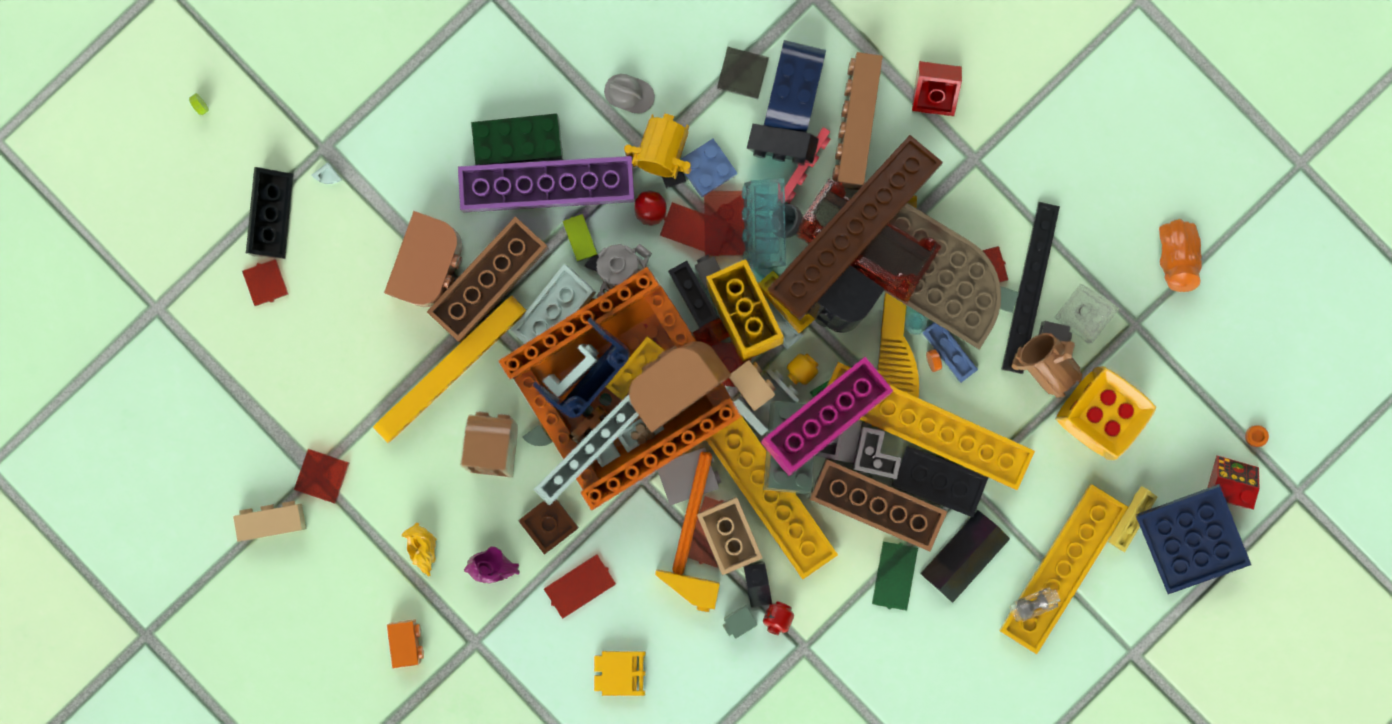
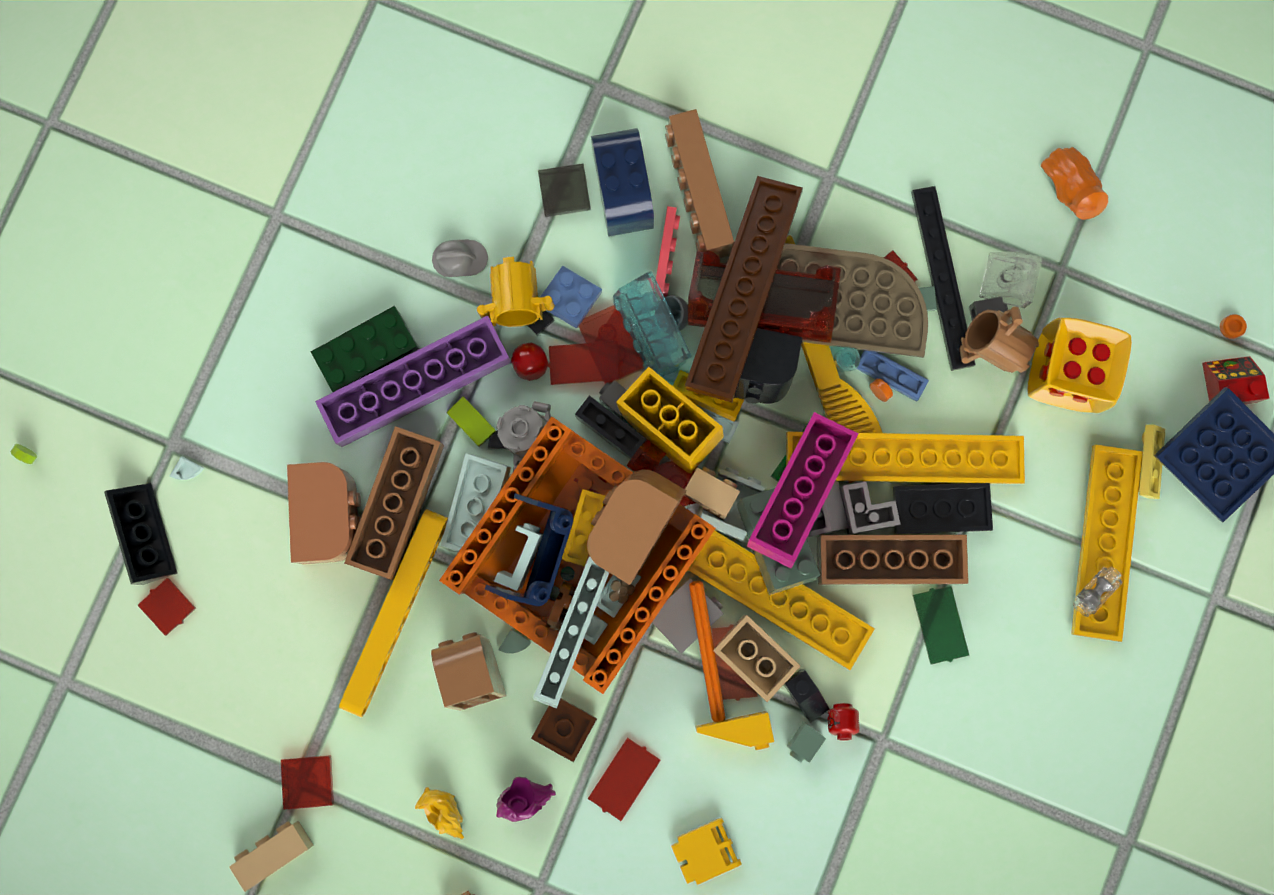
camera: 25 degrees left, 5 degrees down
(782, 144) = (634, 240): black brick -> none
(802, 369) = (754, 455): yellow head -> none
(937, 88) = (762, 123): red slope -> none
(965, 556) = (1002, 573): black slope -> none

